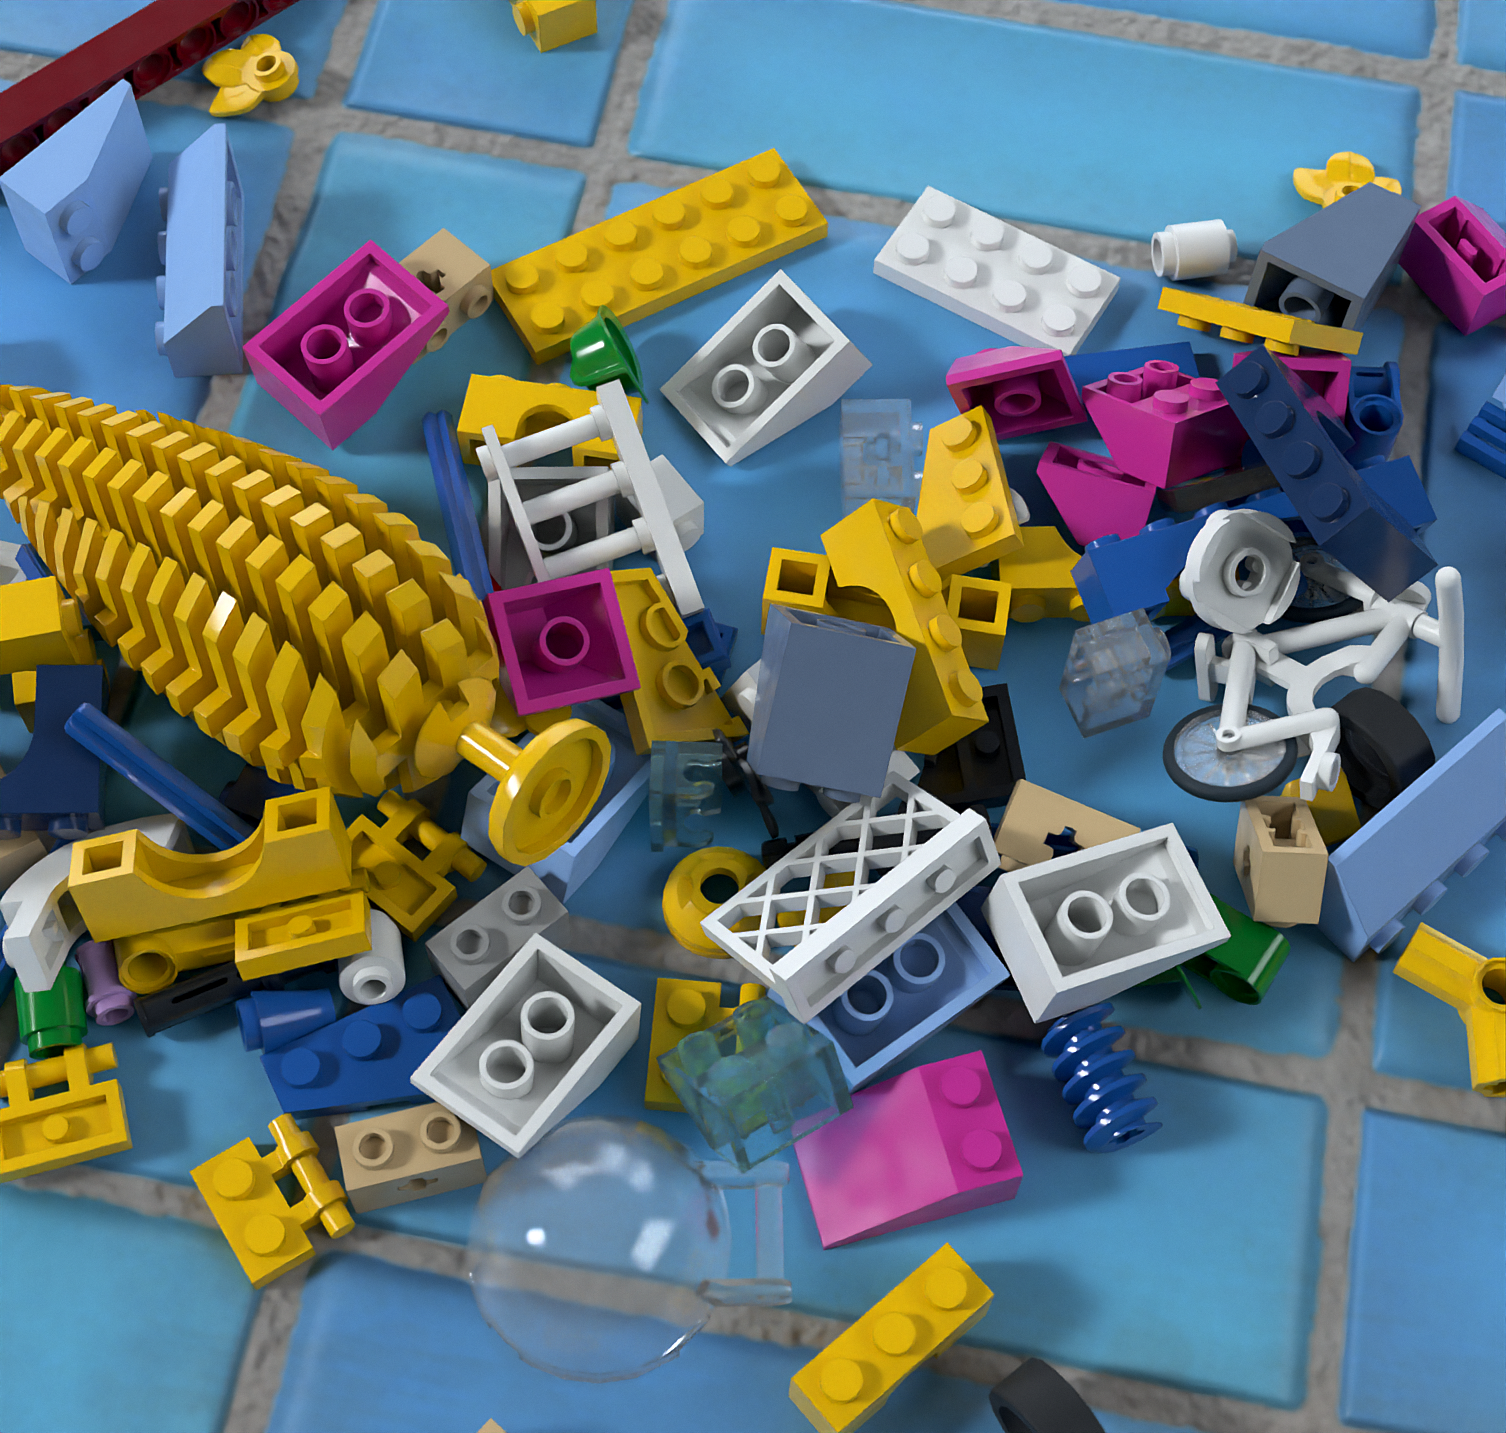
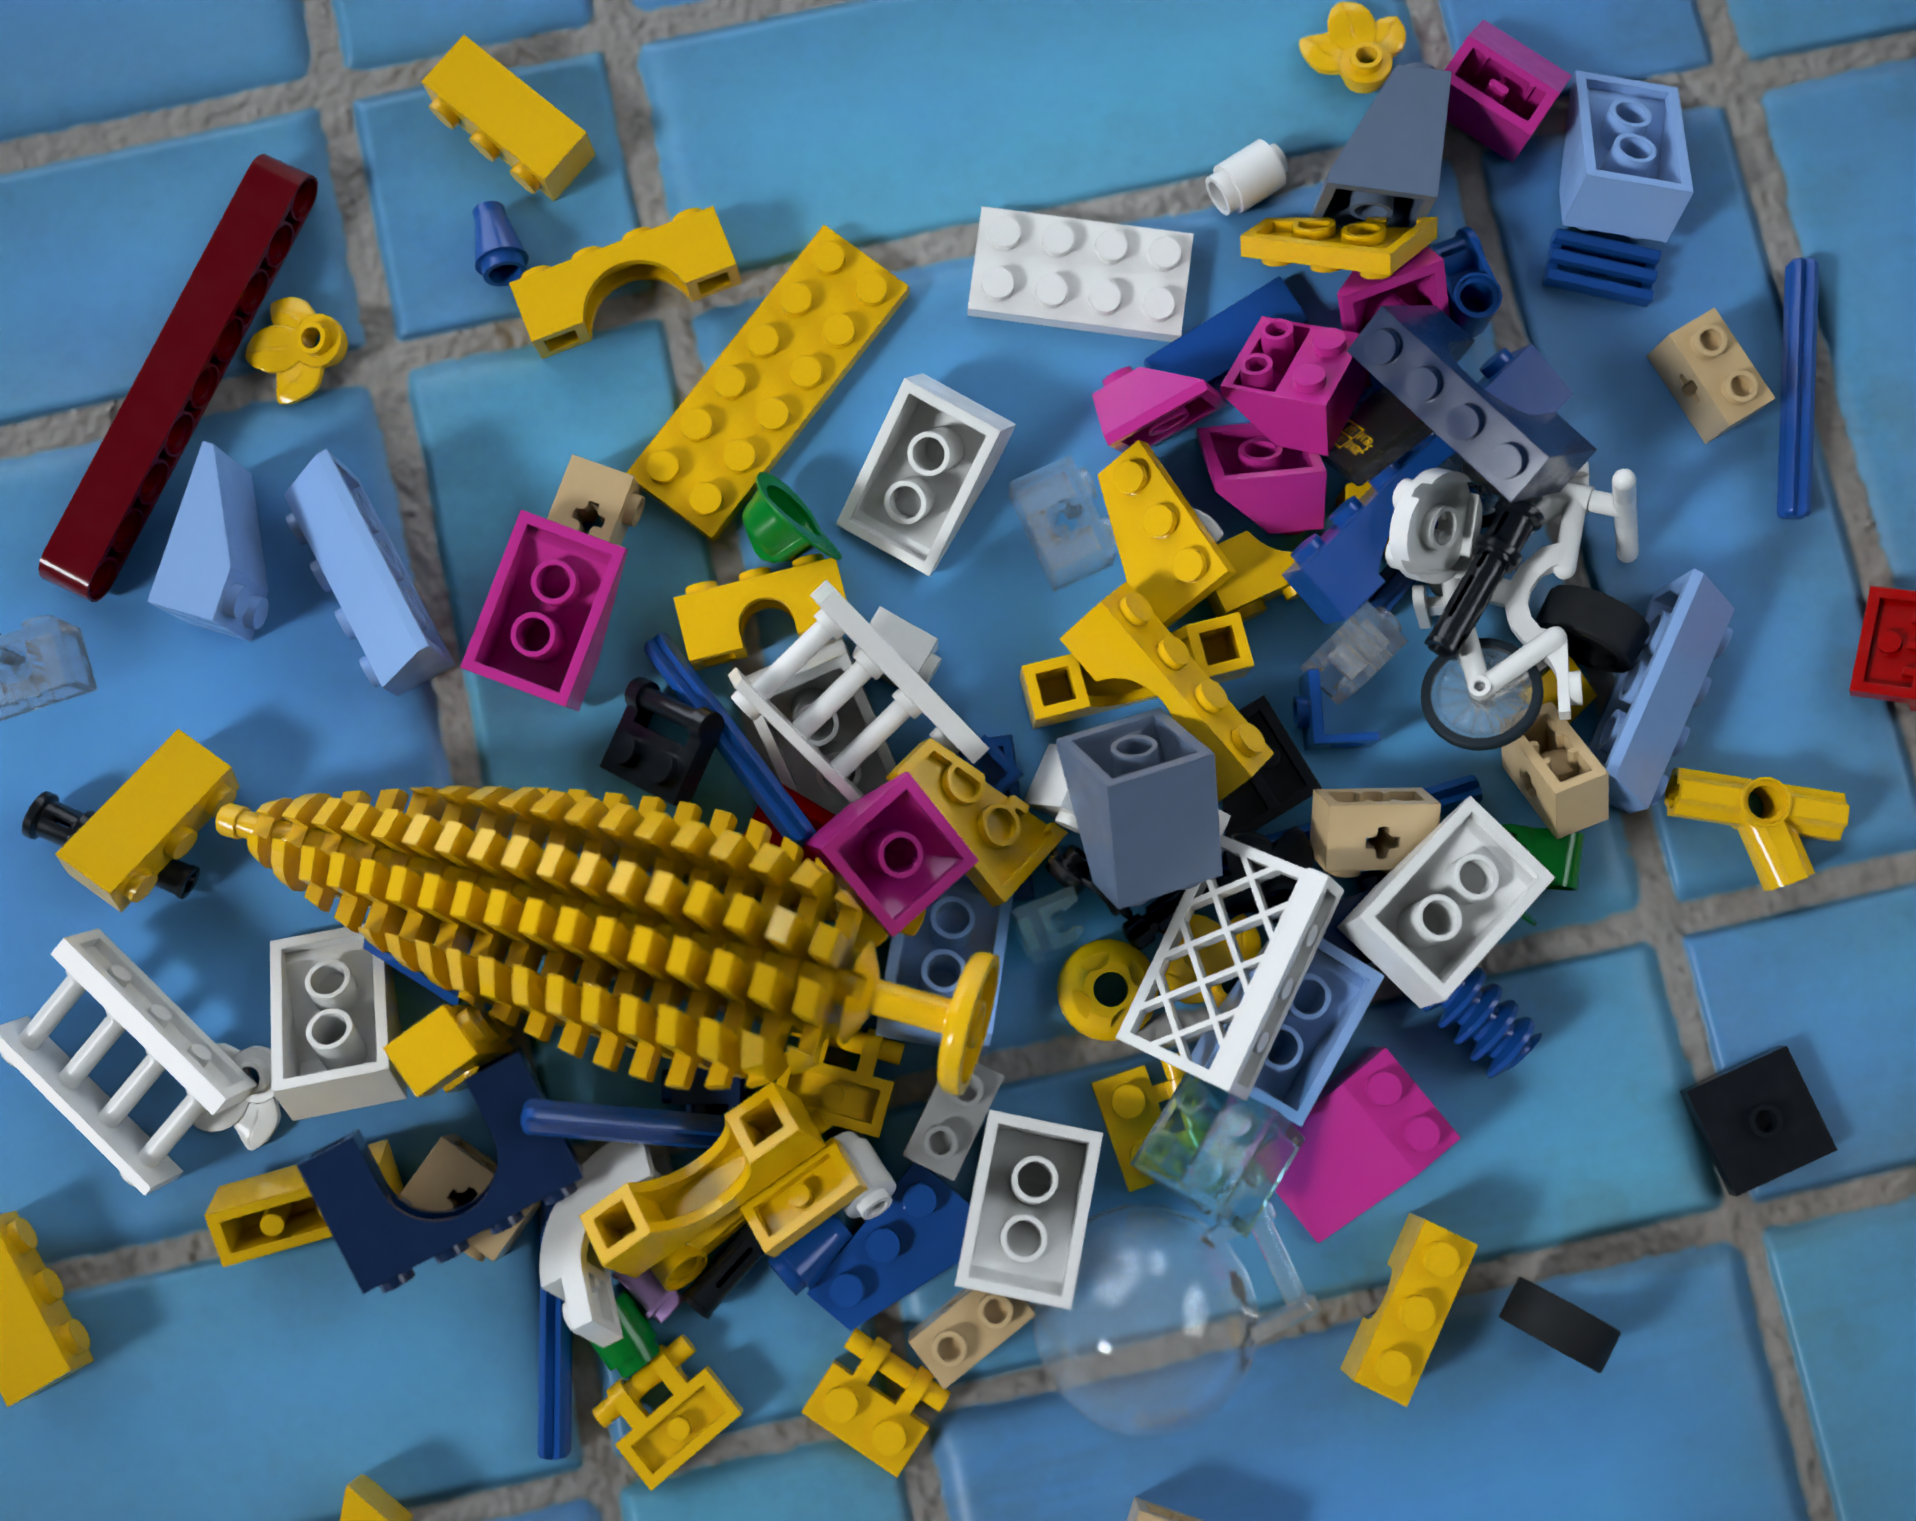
camera: 25 degrees left, 20 degrees up
(401, 455) = (653, 759): none -> black plate
(469, 63) = (497, 247): none -> blue cone
(510, 117) = (564, 298): none -> yellow arch
(1050, 748) = (1308, 715): none -> blue bracket
(1294, 626) = (1494, 556): none -> black pin
(1376, 1329) = (1758, 1120): none -> black plate

